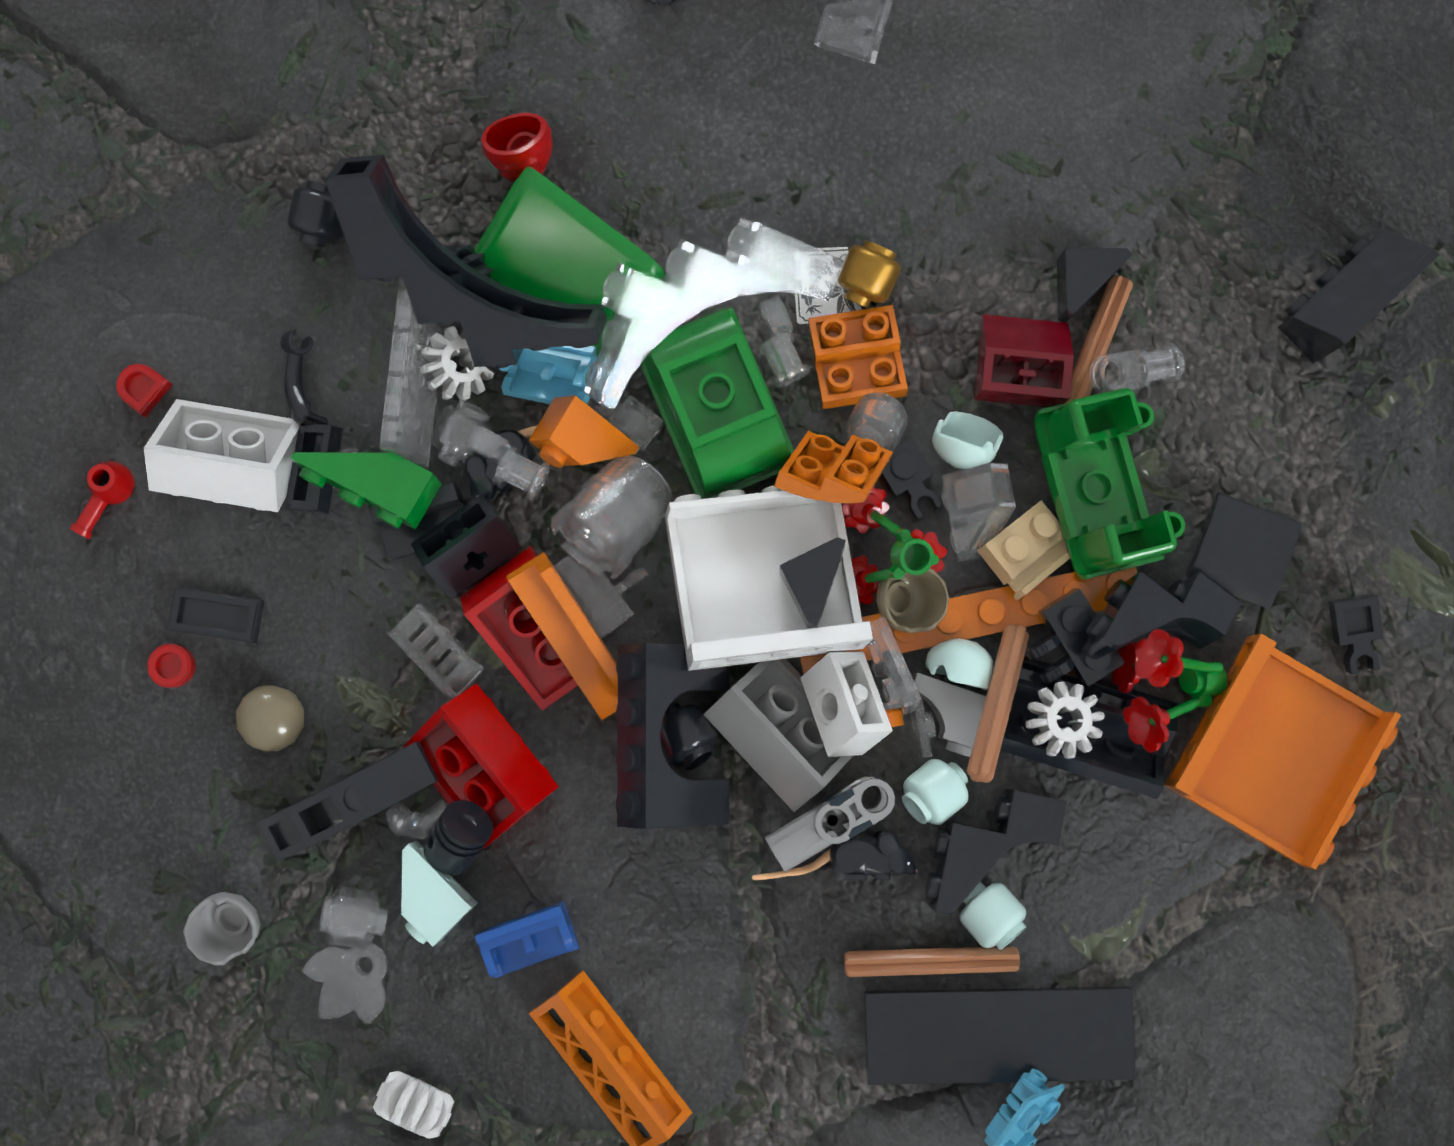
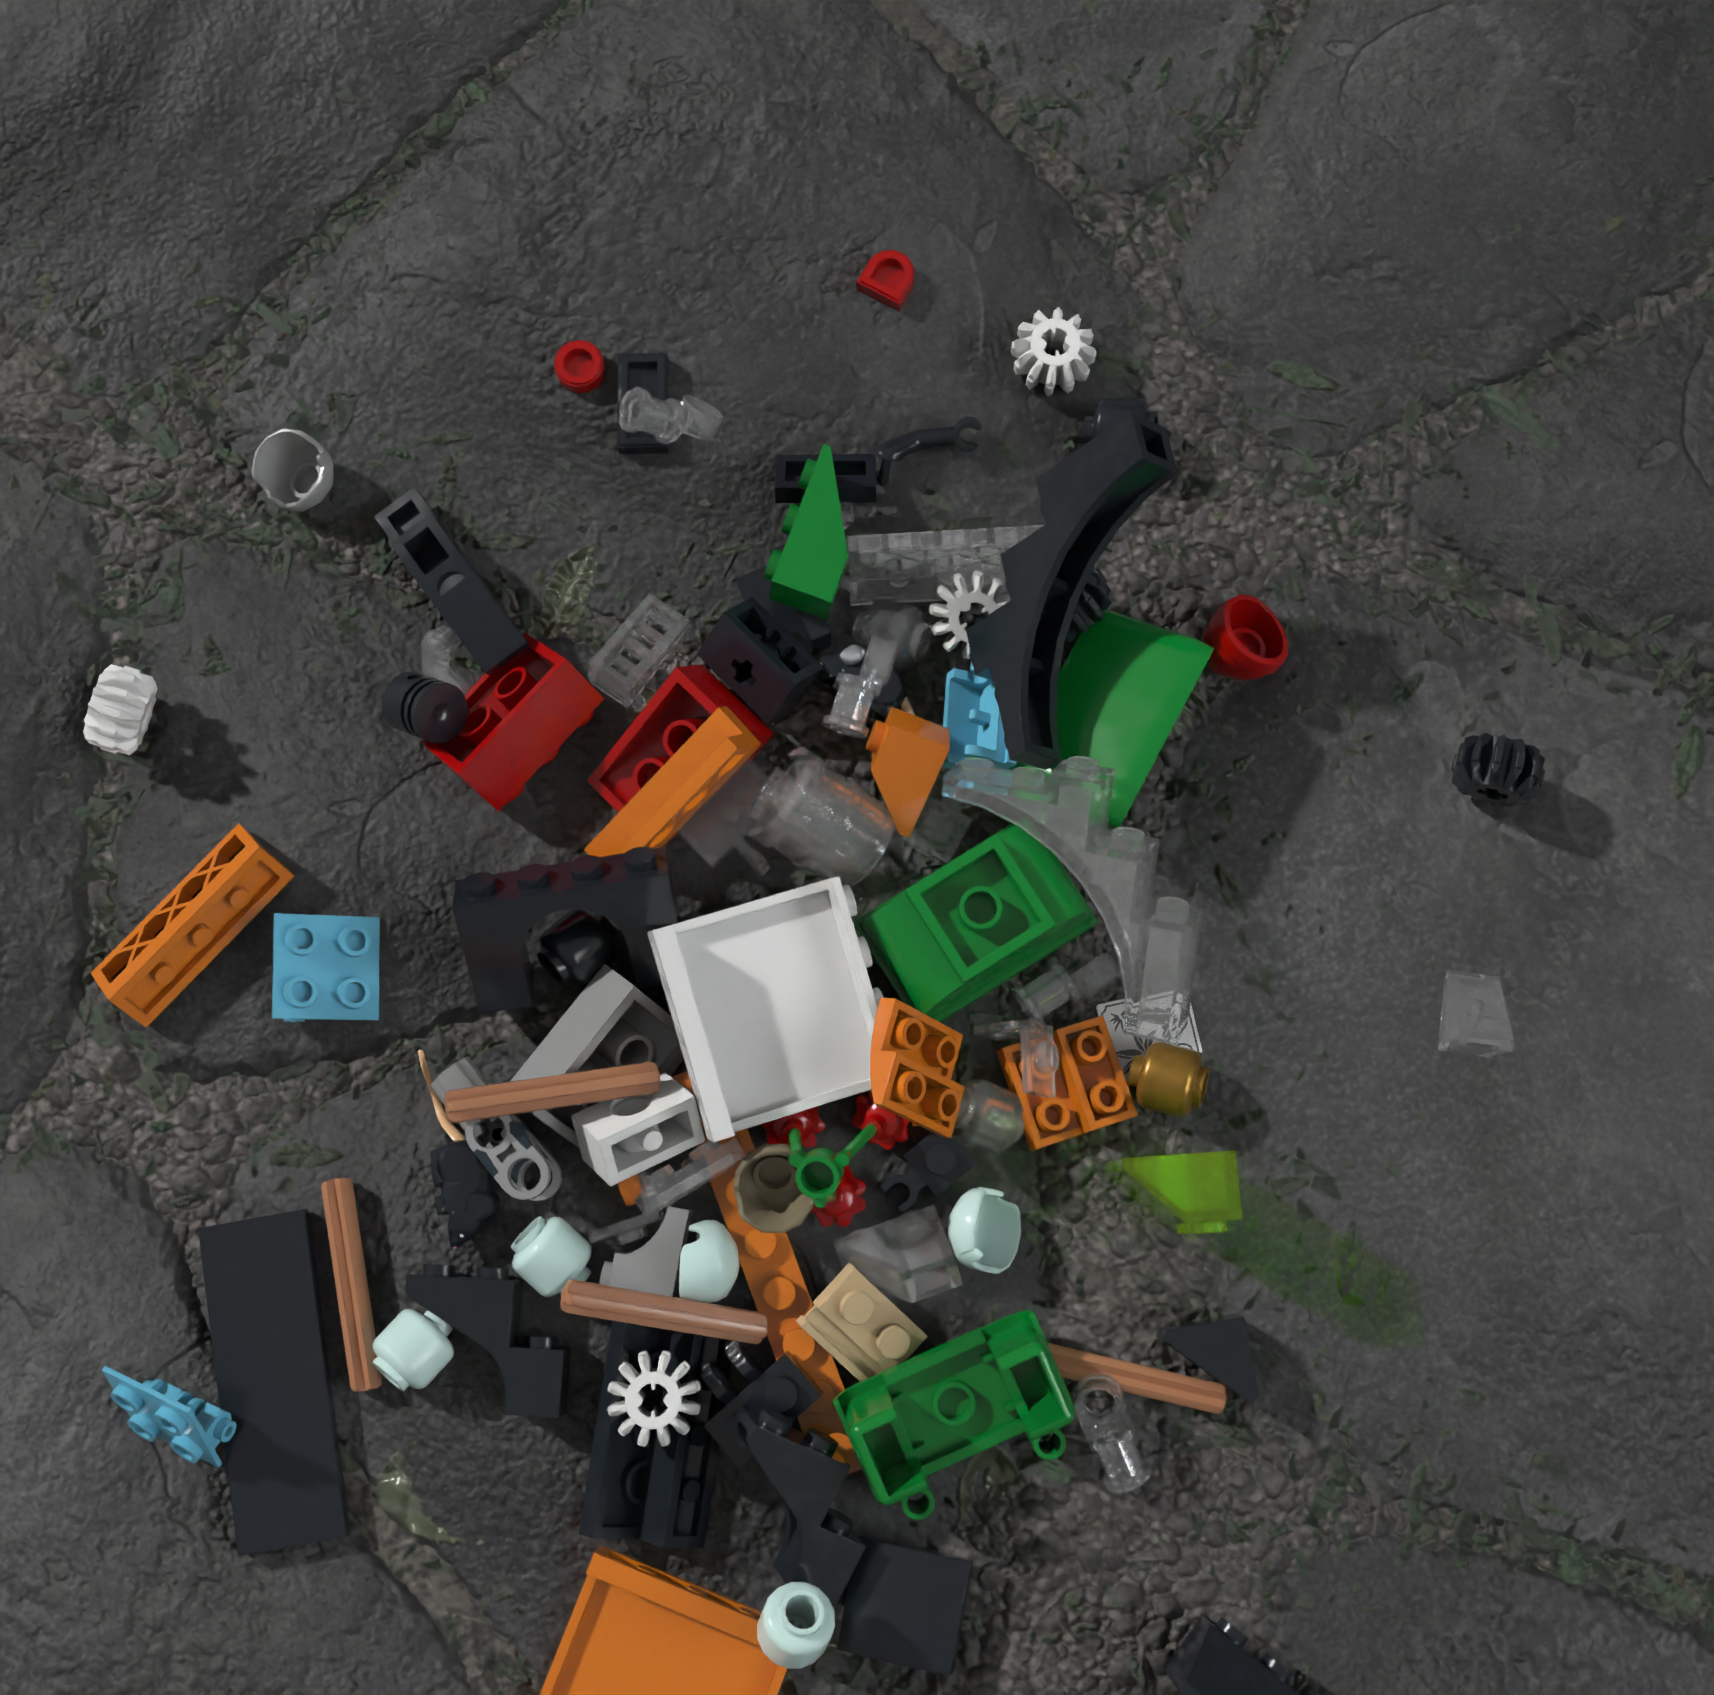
camera: 85 degrees right, 5 degrees down
(114, 492) = (768, 274): red bar -> none
(222, 455) = (823, 376): white slope -> none
(224, 246) = (1051, 334): none -> white gear
(236, 592) = (669, 417): none -> clear connector
(270, 718) = (535, 481): dark tan hair -> none
(345, 983) = (249, 616): clear plate -> none
(352, 918) = (321, 608): clear head -> none
(430, 899) = (351, 689): light aqua slope -> none
(527, 940) = (321, 806): blue hinge -> none
(667, 951) = (325, 967): none -> medium azure hinge
(810, 768) = (551, 1092): none -> nougat axle
(811, 579) = (776, 1061): black slope -> none
(833, 370) = (1038, 1052): none -> clear bracket
(962, 271) = (1183, 1189): none -> clear neon green slope
(1024, 361) = (1096, 1287): dark red slope -> none
(1158, 661) = (738, 1503): red plant -> none
(1256, 632) = (795, 1625): none -> light aqua head

